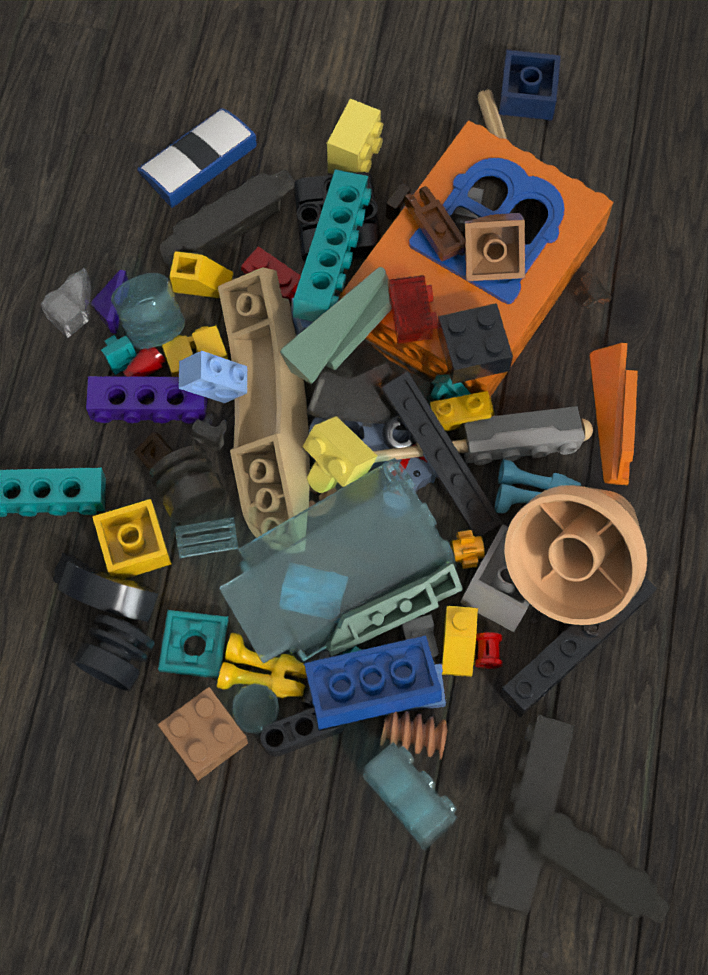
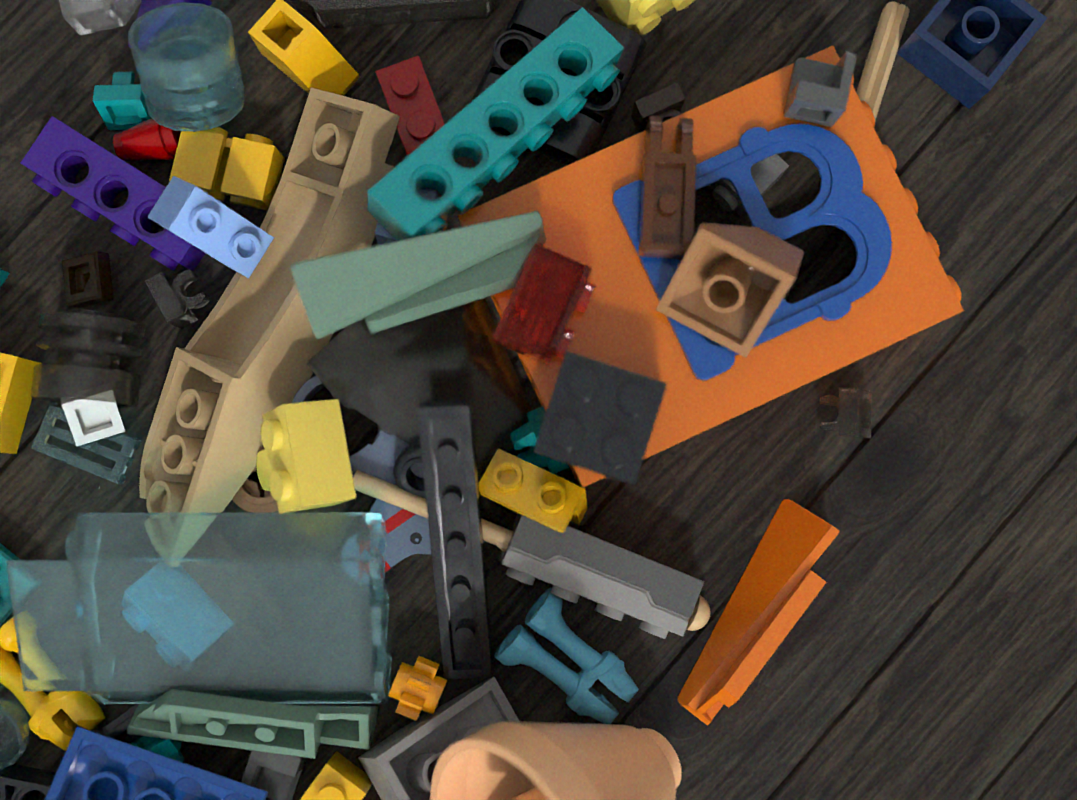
camera: 30 degrees right, 15 degrees up
(204, 511) = (91, 419): none -> white tile
(477, 142) = (819, 90): none -> dark grey panel

